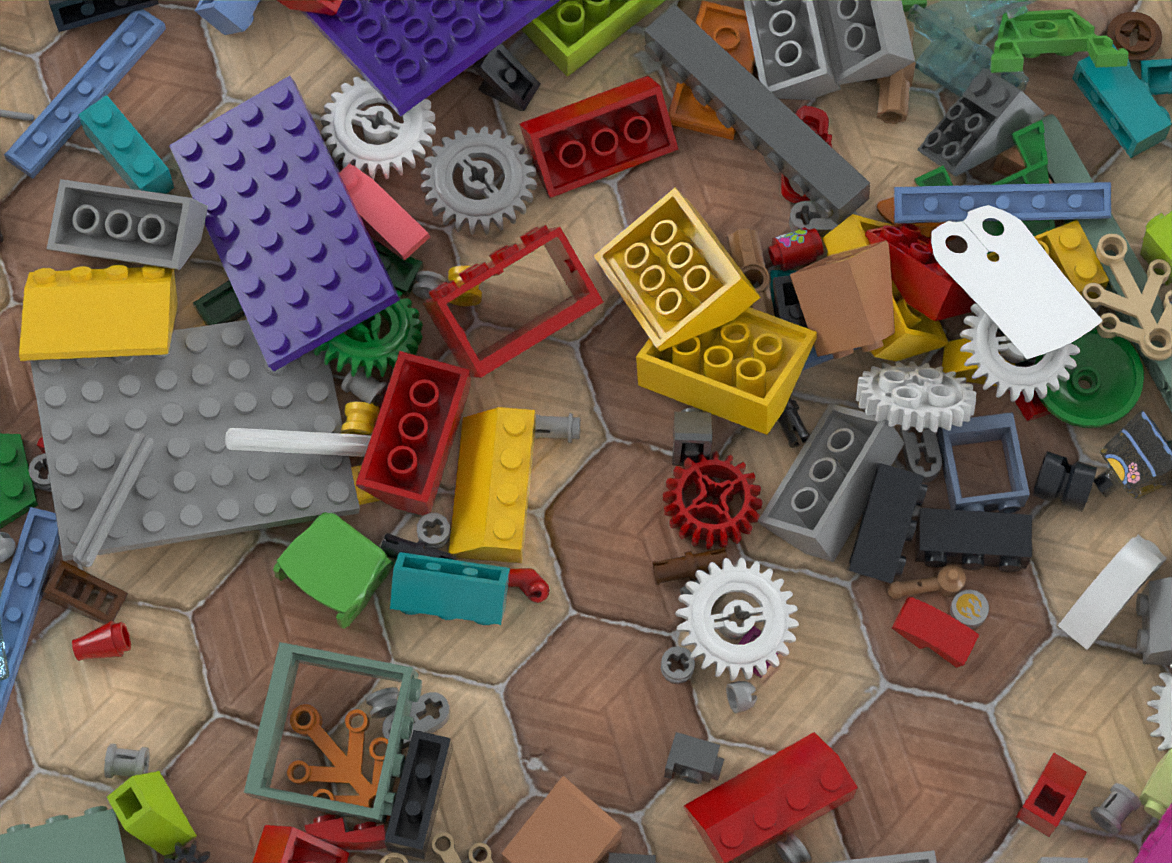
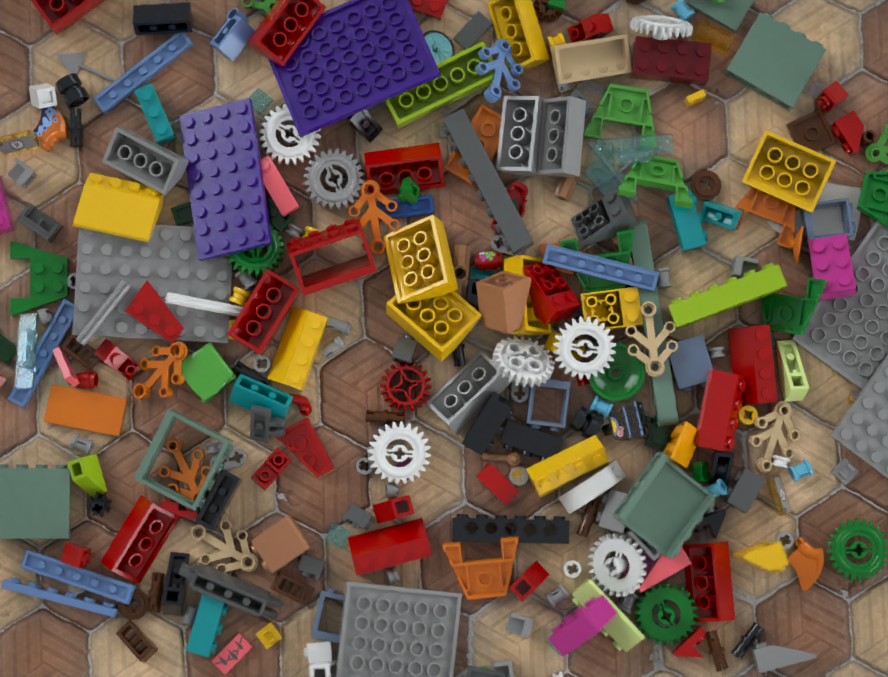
camera: 15 degrees right, 15 degrees up
(62, 623) = (65, 366): none -> coral tile
(118, 699) = (85, 410): none -> orange tile
(158, 588) = (117, 359): none -> red slope
(210, 482) = (153, 313): none -> red wing
(250, 582) = (163, 370): none -> orange plant
(312, 87) = (260, 100): none -> clear light blue tile
(462, 631) = (261, 424): none -> dark grey hinge
(502, 716) = (271, 469): none -> red slope
(556, 466) = (332, 346): none -> light grey pin
(558, 656) = (307, 447): none -> red wing
(567, 215) = (374, 213): none -> orange plant
(616, 201) = (406, 209): none -> blue tile
(617, 166) = (409, 191): none -> green tile
(663, 806) = (337, 535): none -> clear light blue tile
(758, 725) = (393, 509): none -> red slope
(898, 741) = (560, 535): none -> black brick
(966, 806) = (485, 576): none -> orange wing
(1020, 291) = (592, 324): white piece -> none
(1059, 561) = (568, 466): none -> yellow slope
(1080, 446) = (601, 406): none -> medium azure bush
(1114, 758) = (573, 575): none -> white bush
(1120, 206) = (664, 278): none -> light grey bush
(1124, 649) = (588, 518): none -> reddish brown pin

